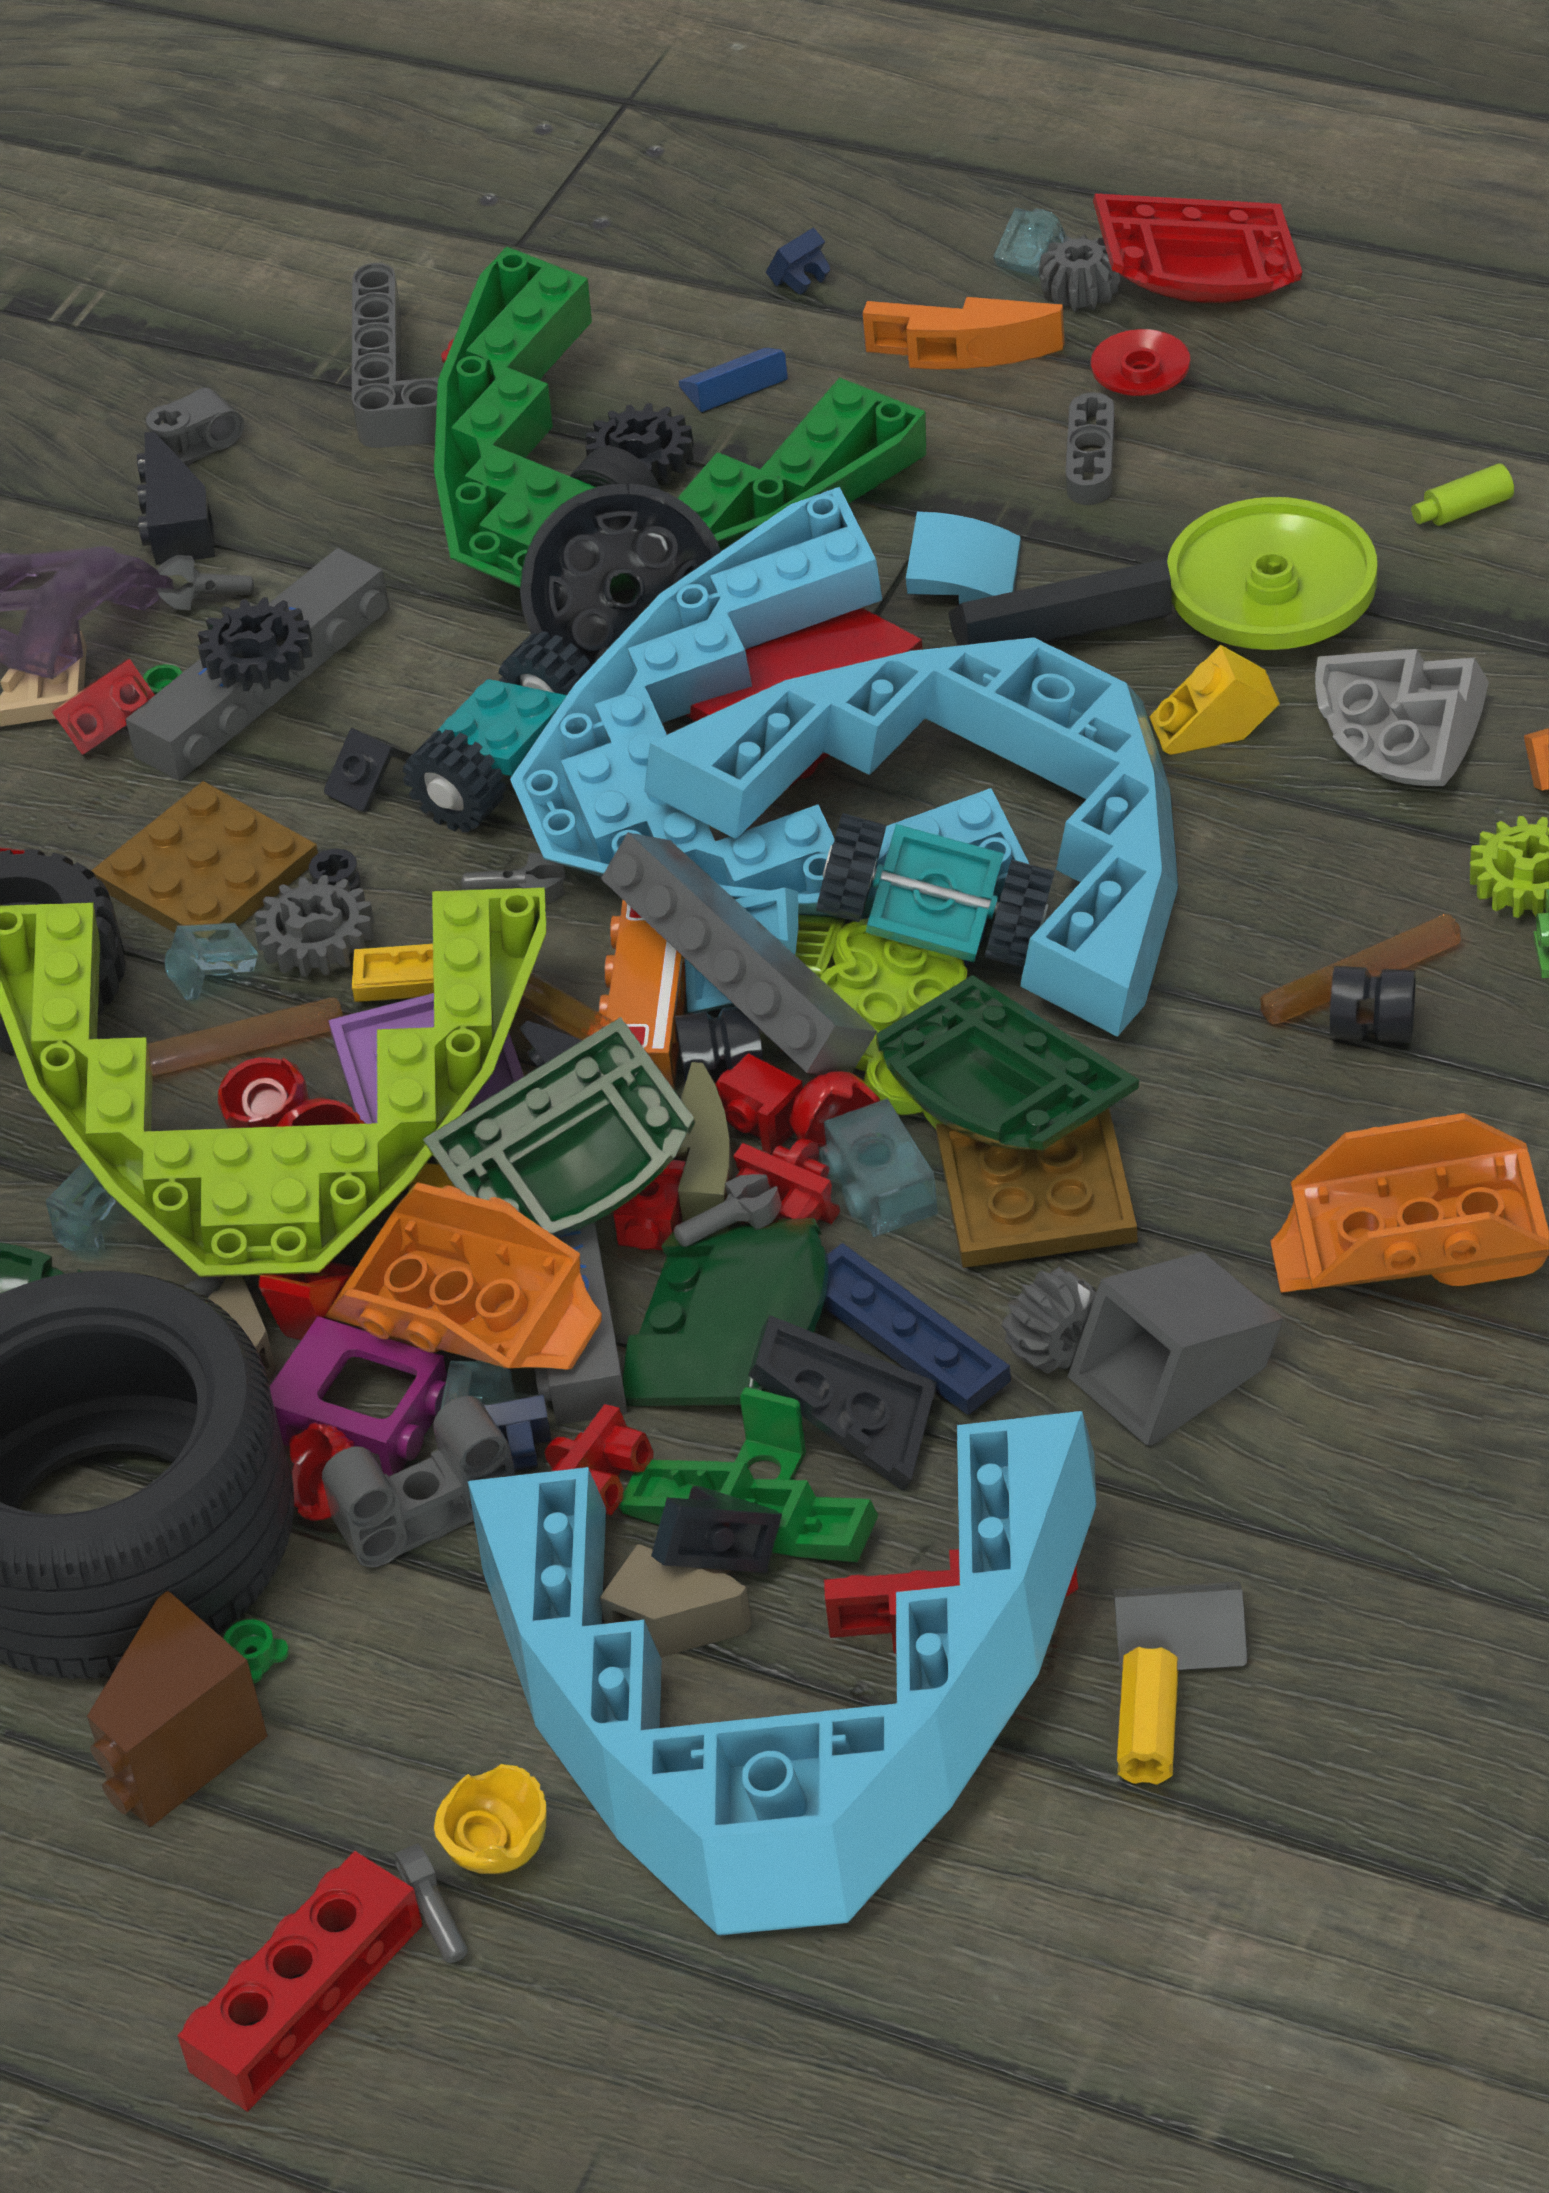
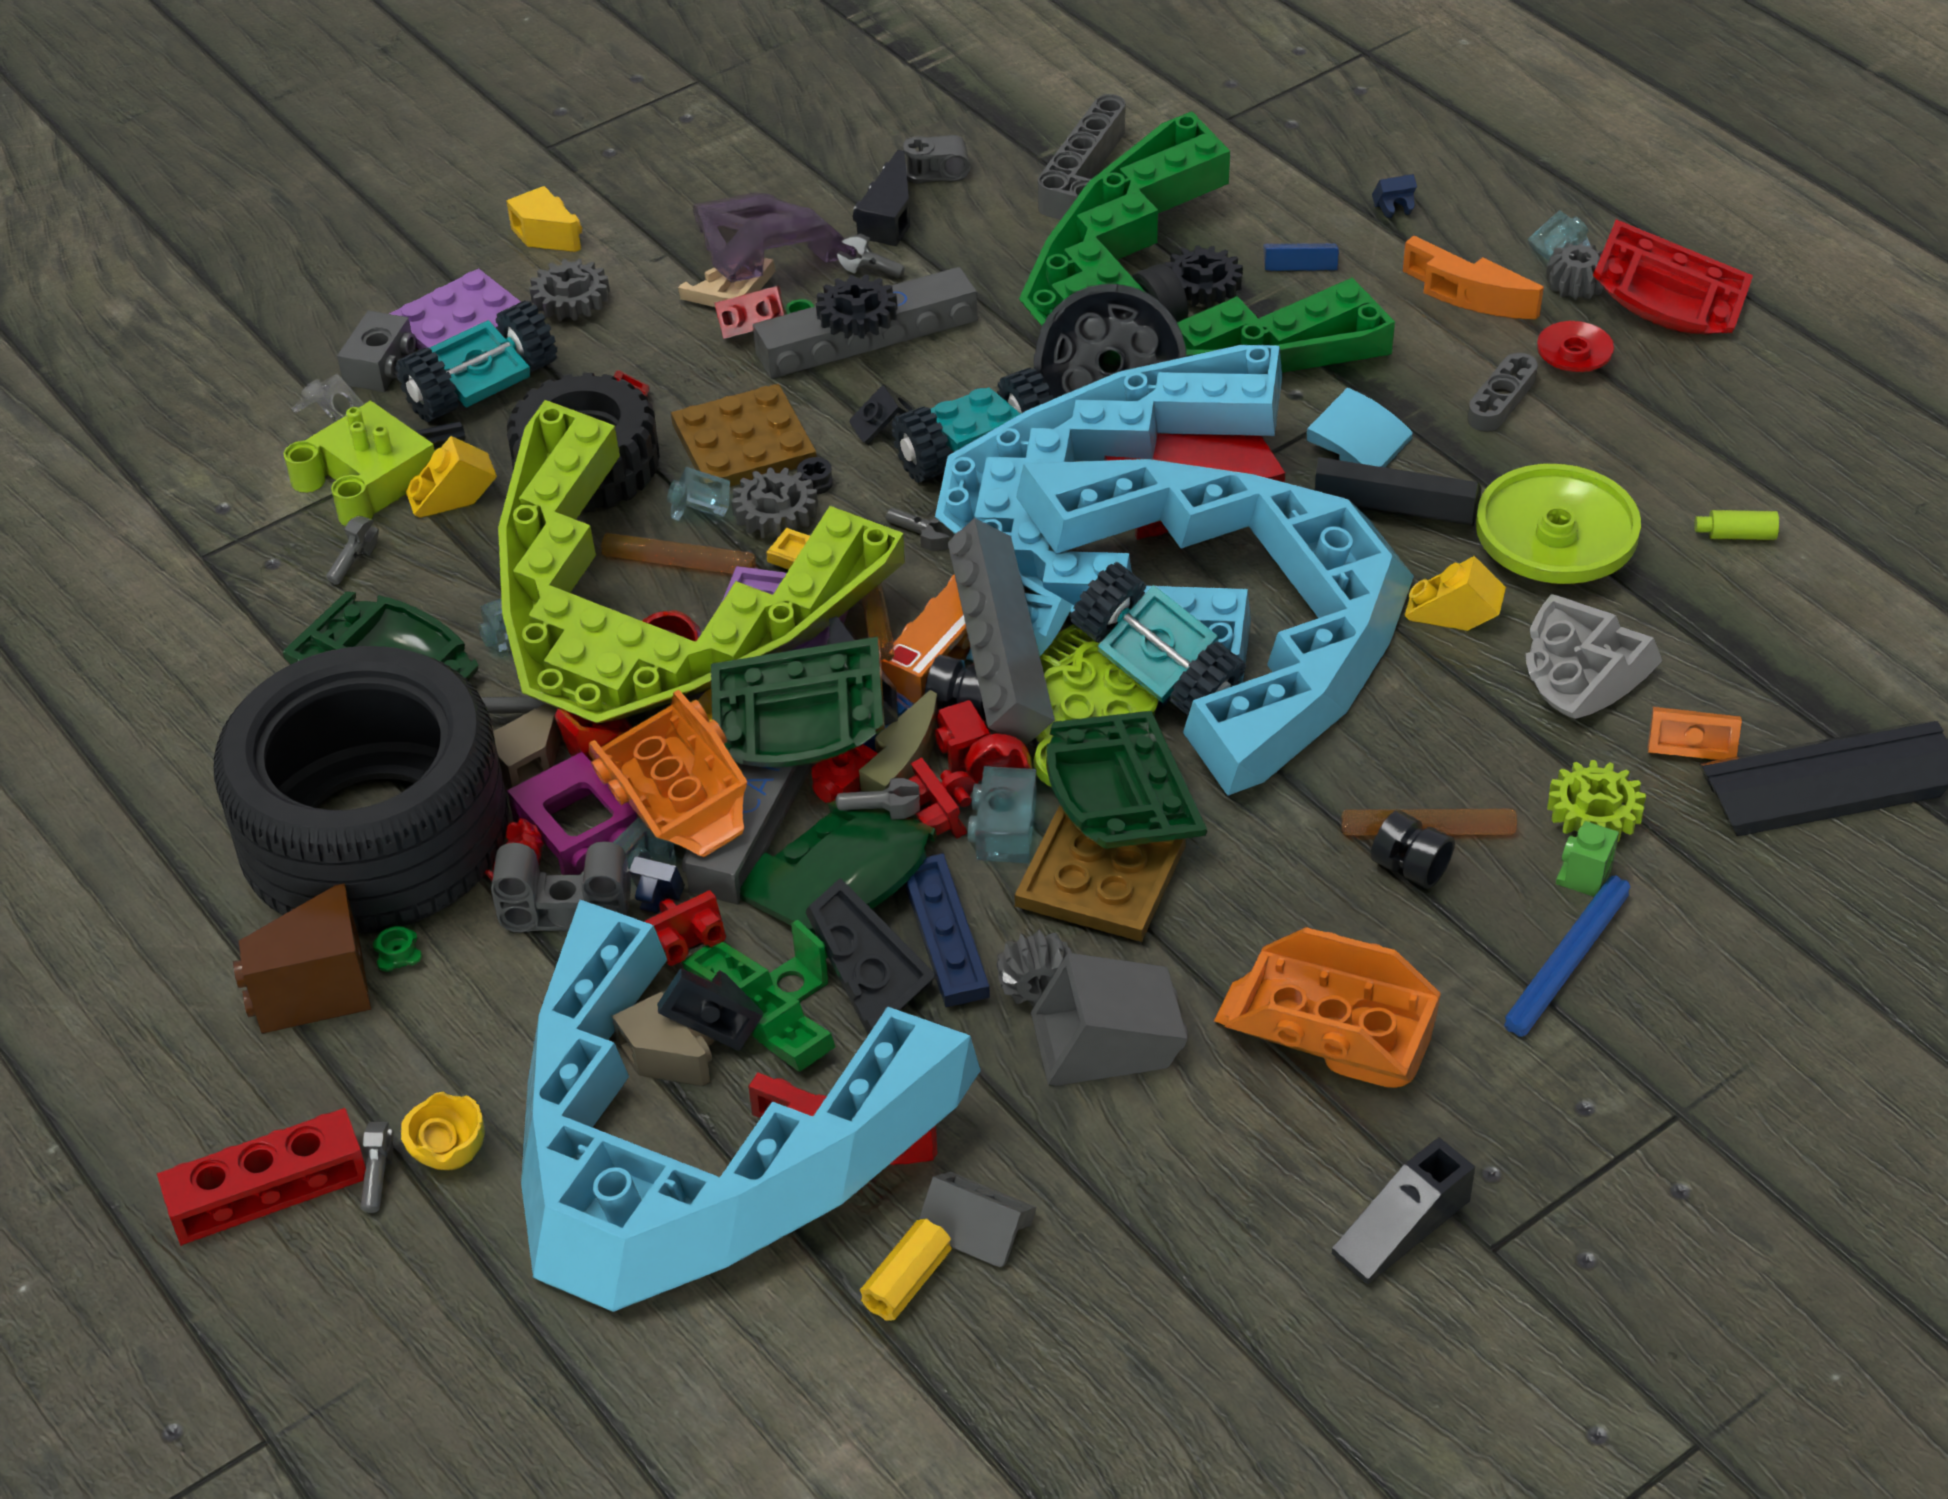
camera: 25 degrees right, 0 degrees up
(260, 1092) = (657, 593): red hair -> none

